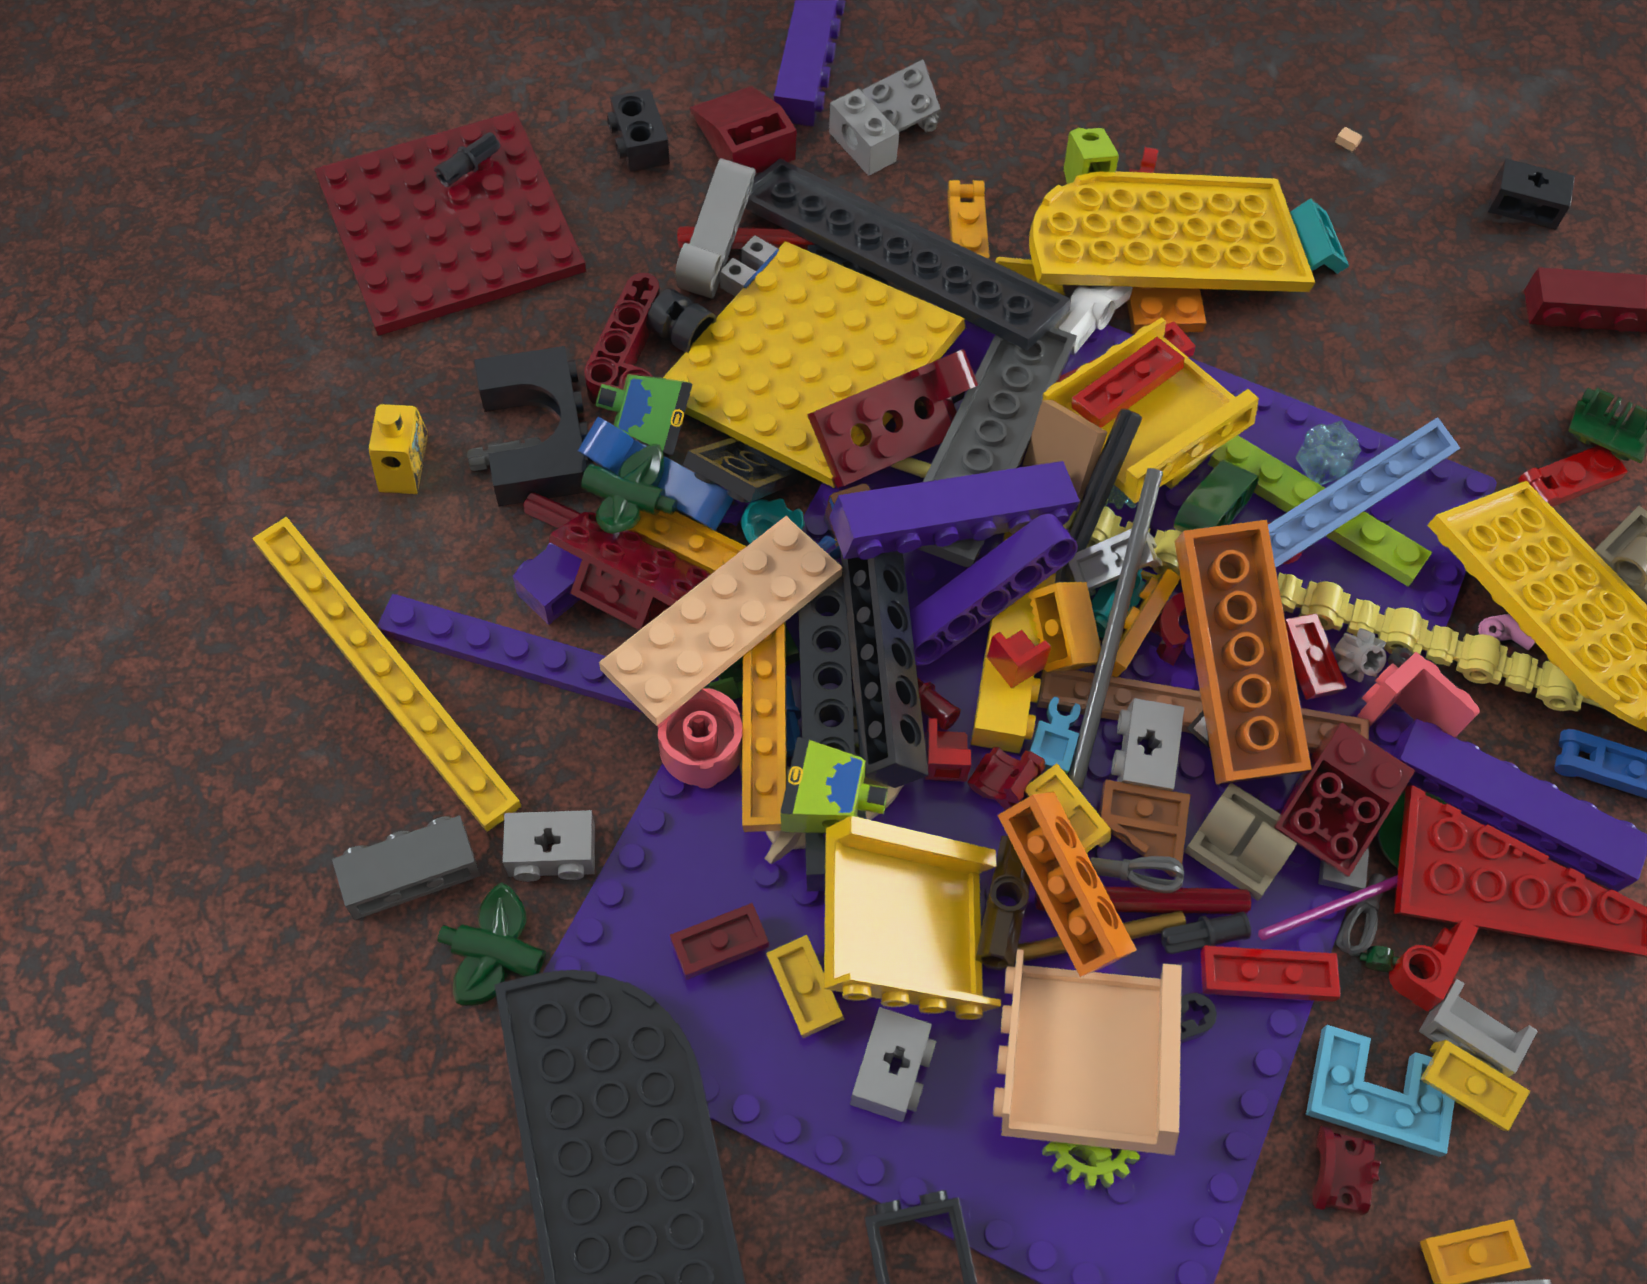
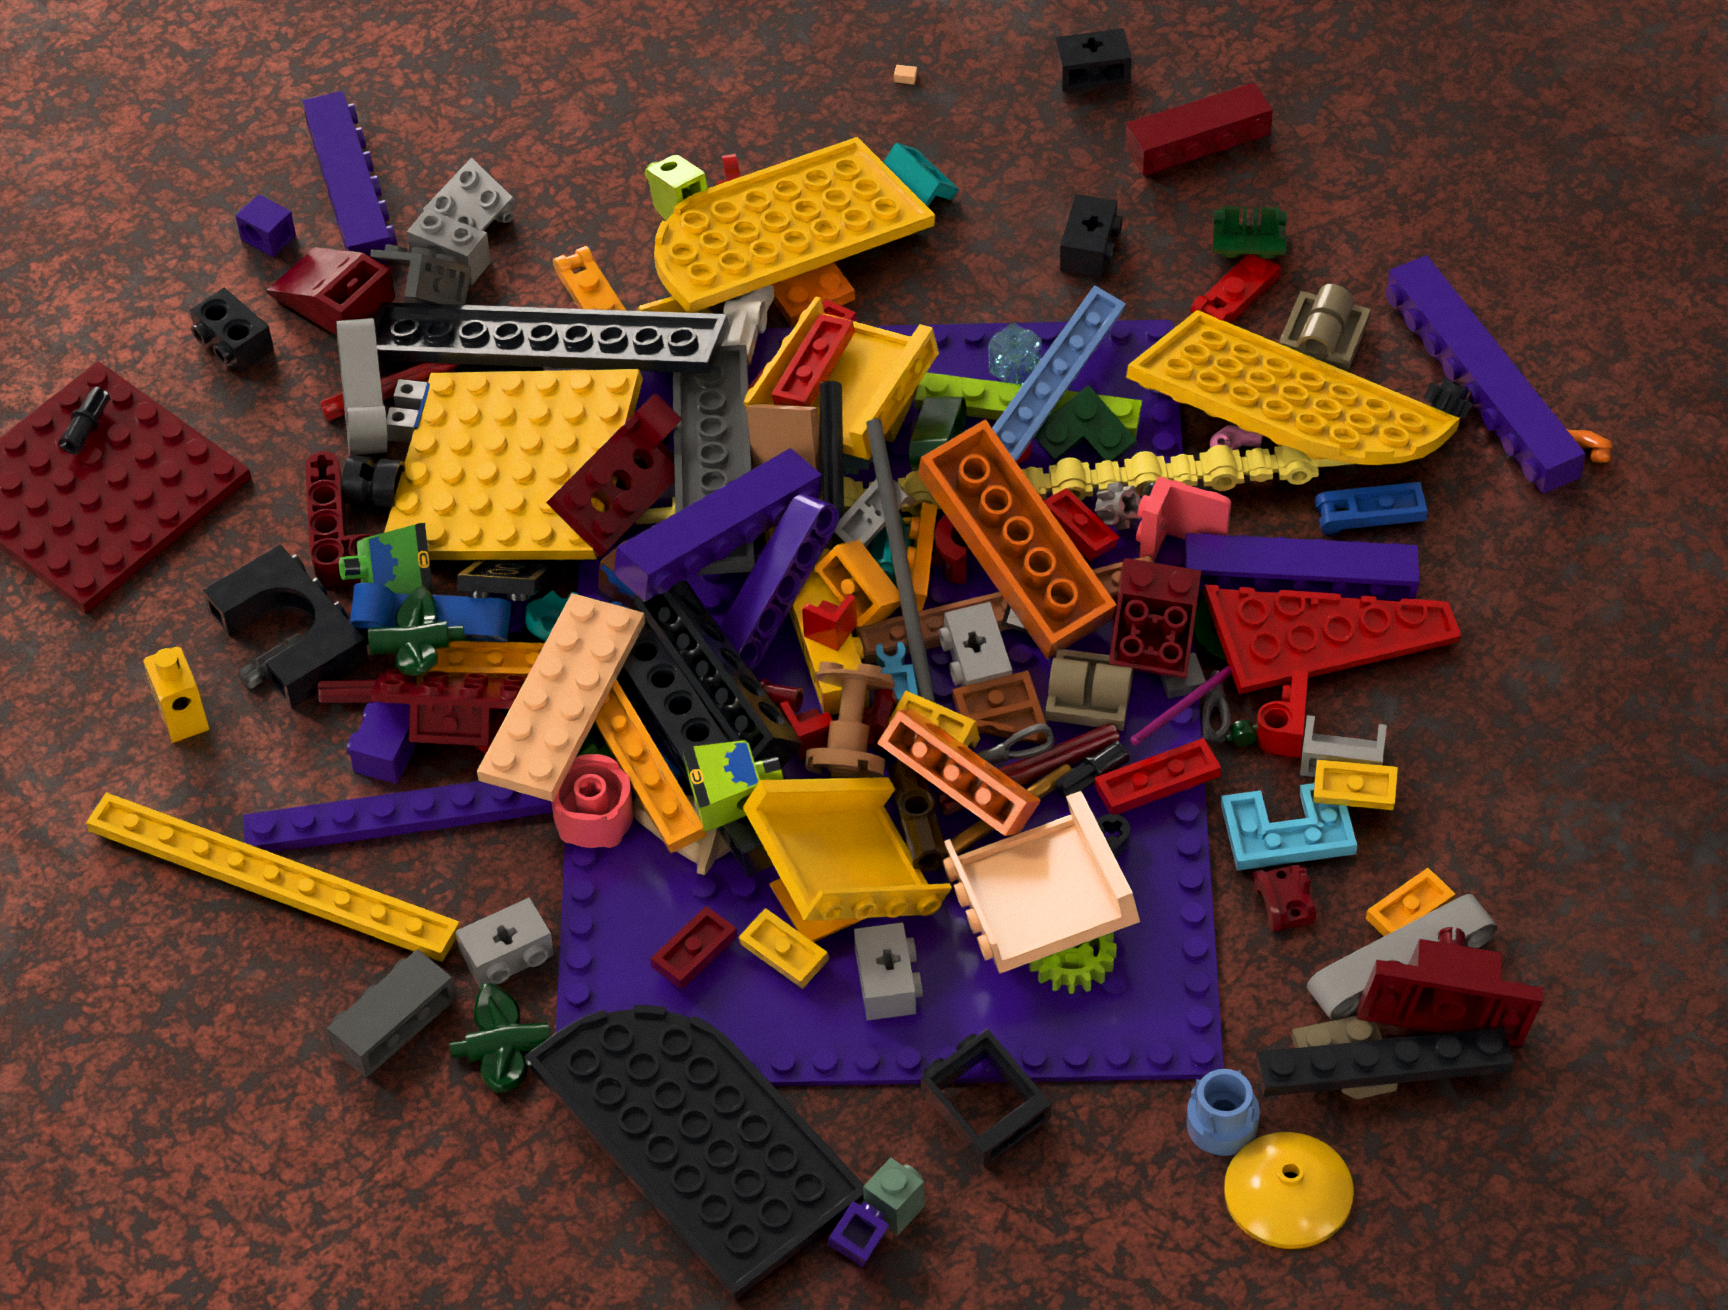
camera: 20 degrees left, 10 degrees down
(719, 49) = (265, 225): none -> dark purple brick
(828, 153) = (429, 277): none -> dark grey bracket
(976, 788) = (848, 736): none -> medium nougat piece
(1369, 550) = (1085, 419): none -> dark green plate
(1453, 361) = (1089, 235): none -> black brick

